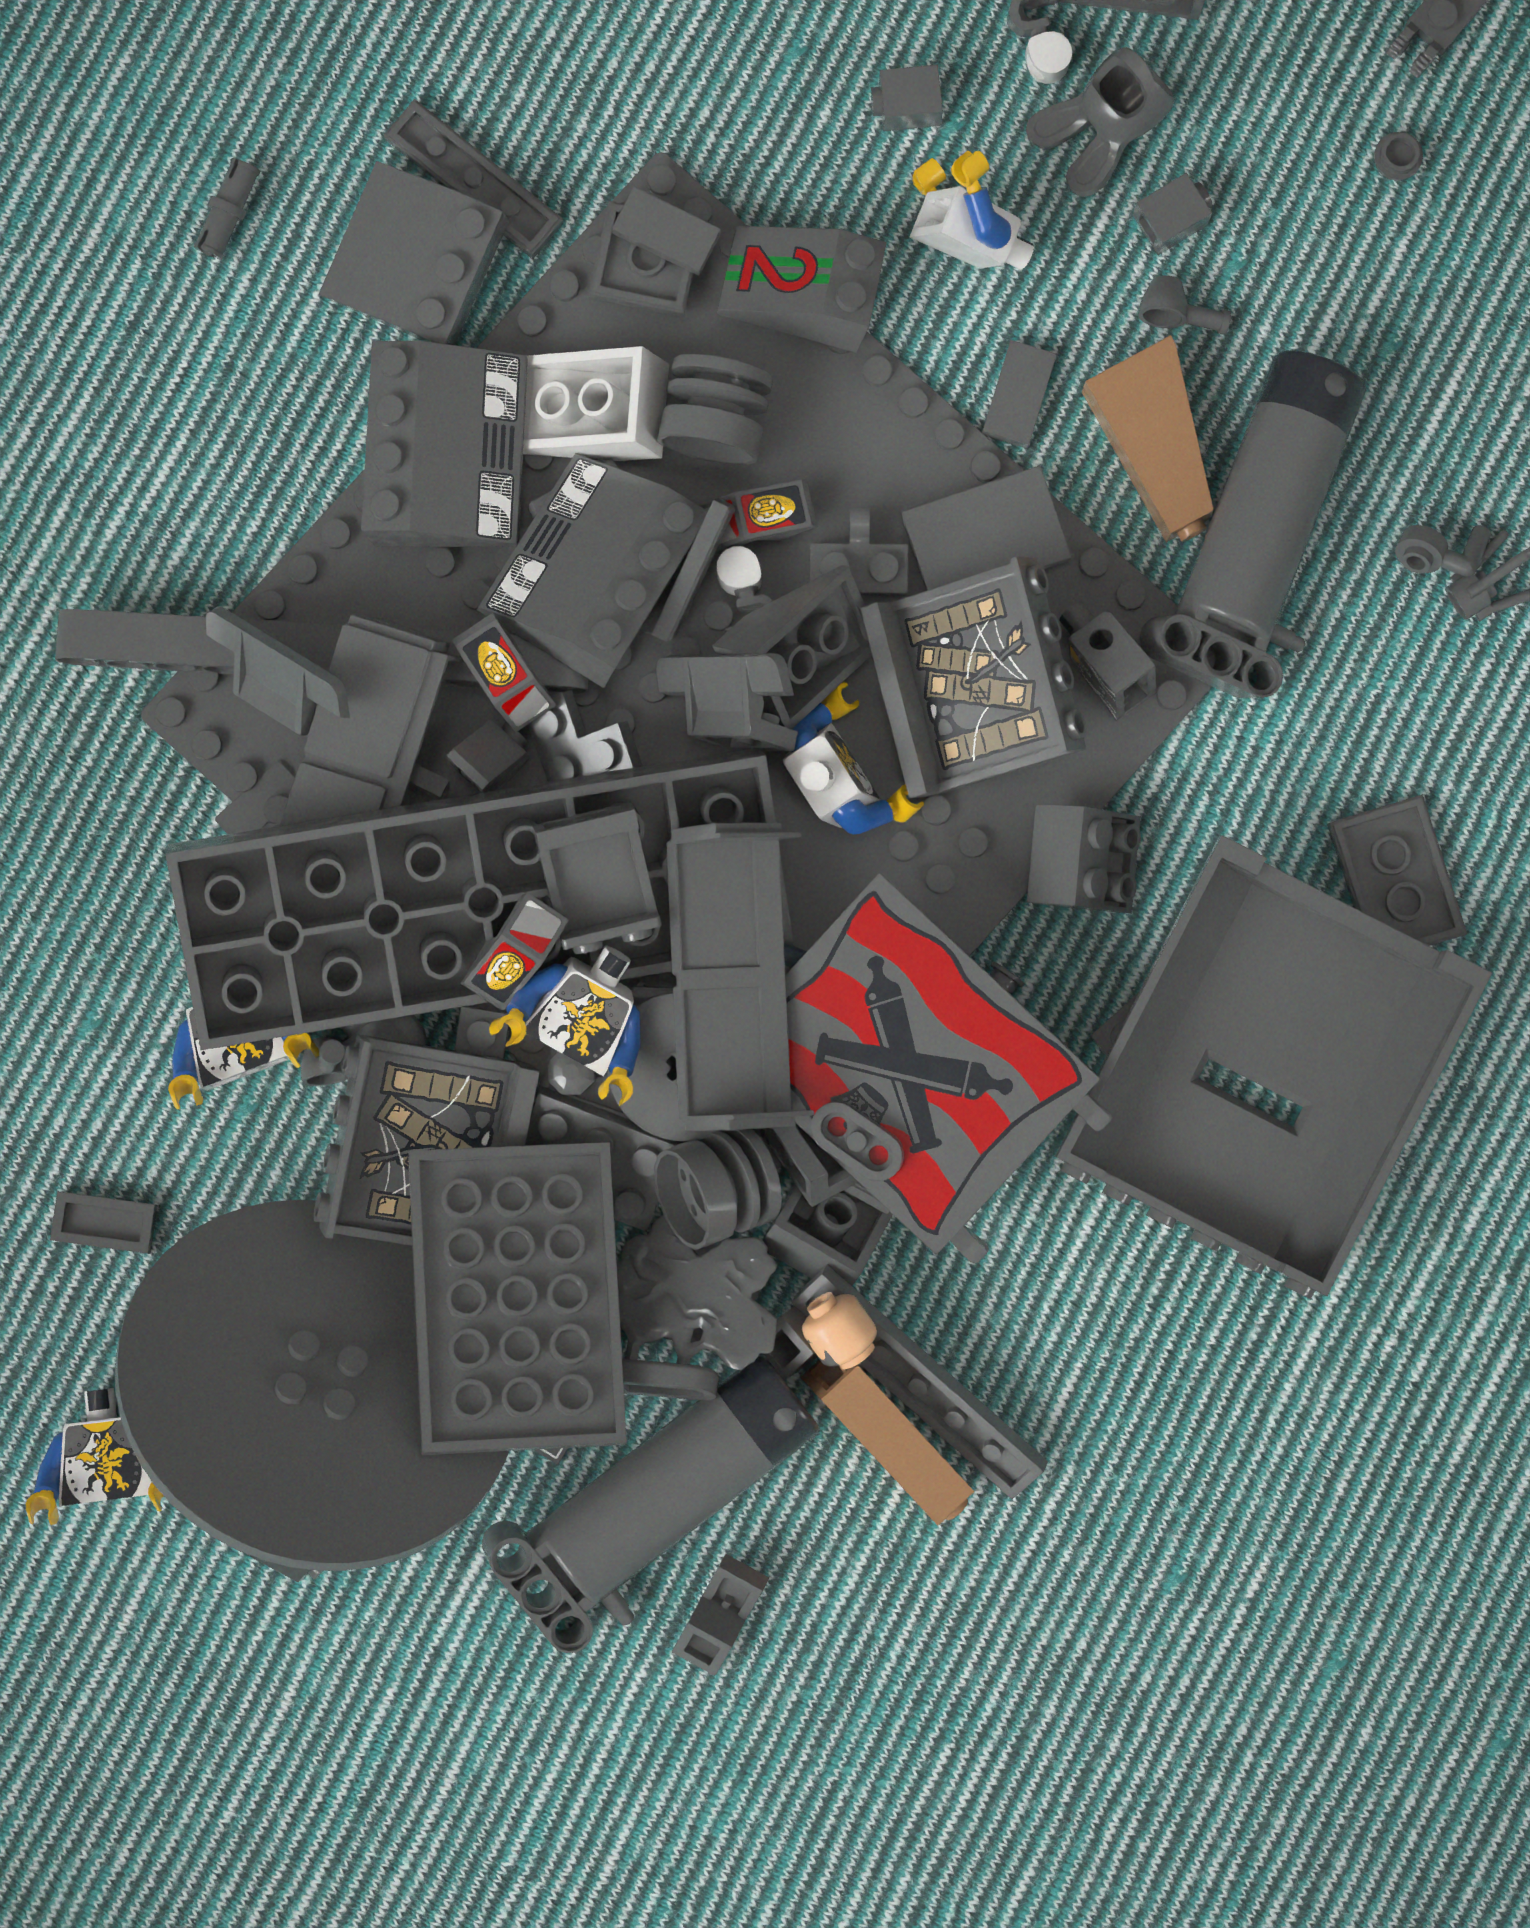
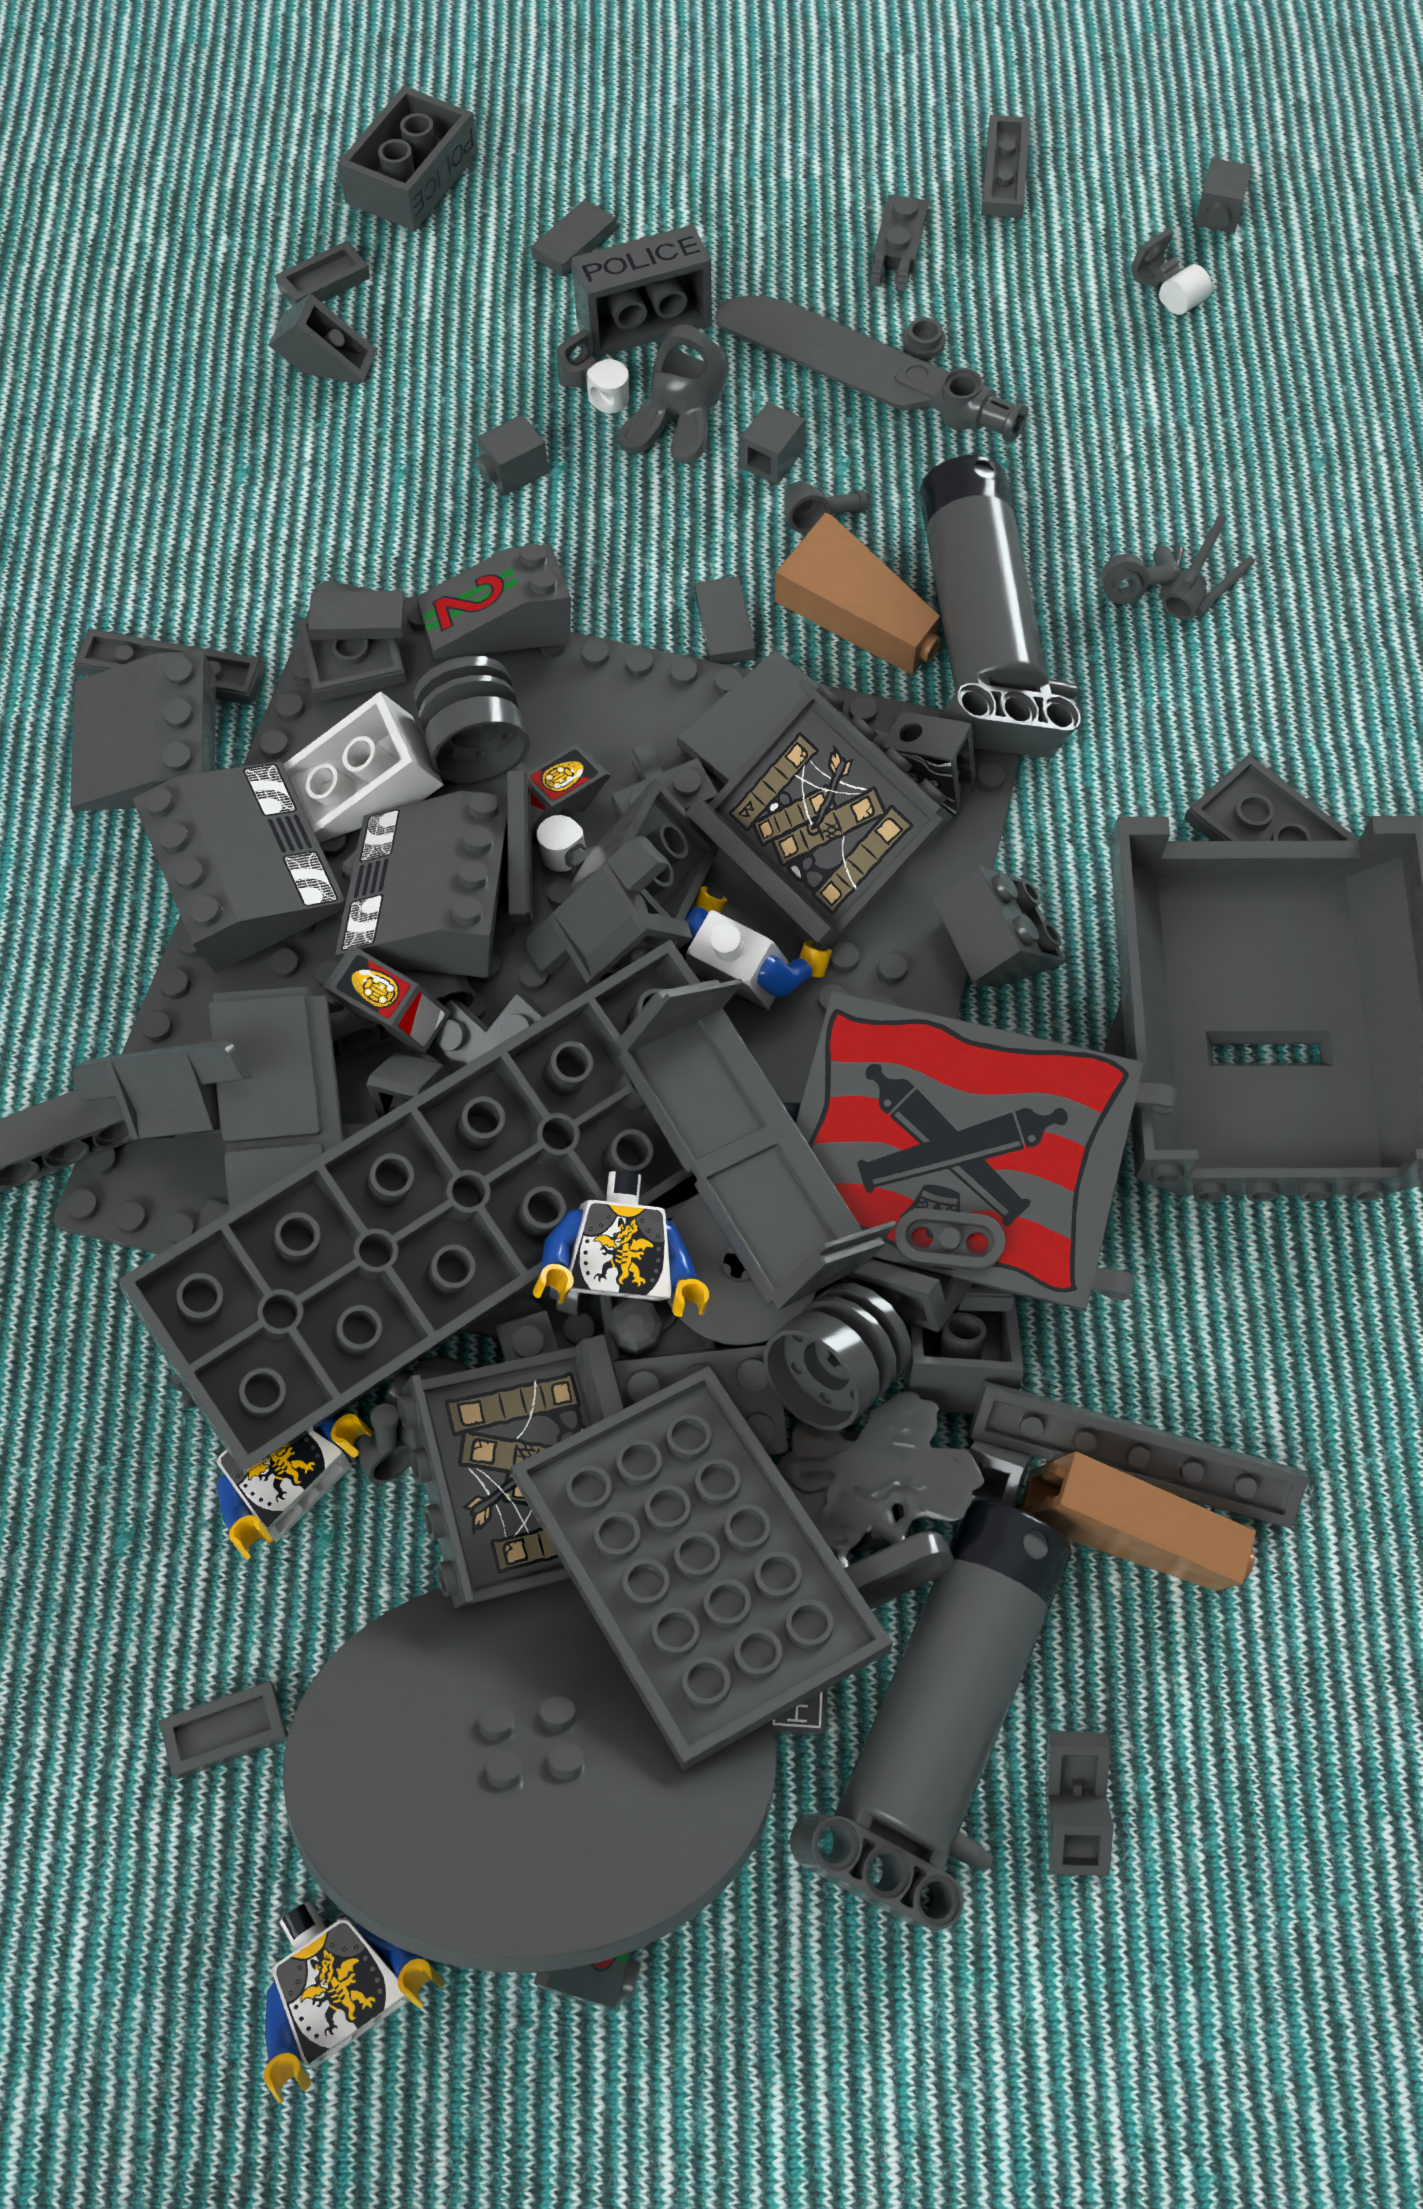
camera: 25 degrees left, 20 degrees down
(515, 952) = (522, 1216): slope -> none
(597, 877) = (566, 1111): dark grey panel -> none
(839, 1330) = (1036, 1429): light nougat head -> none
(965, 220) = (612, 500): torso -> none
(1316, 151) = (869, 364): none -> dark grey piece

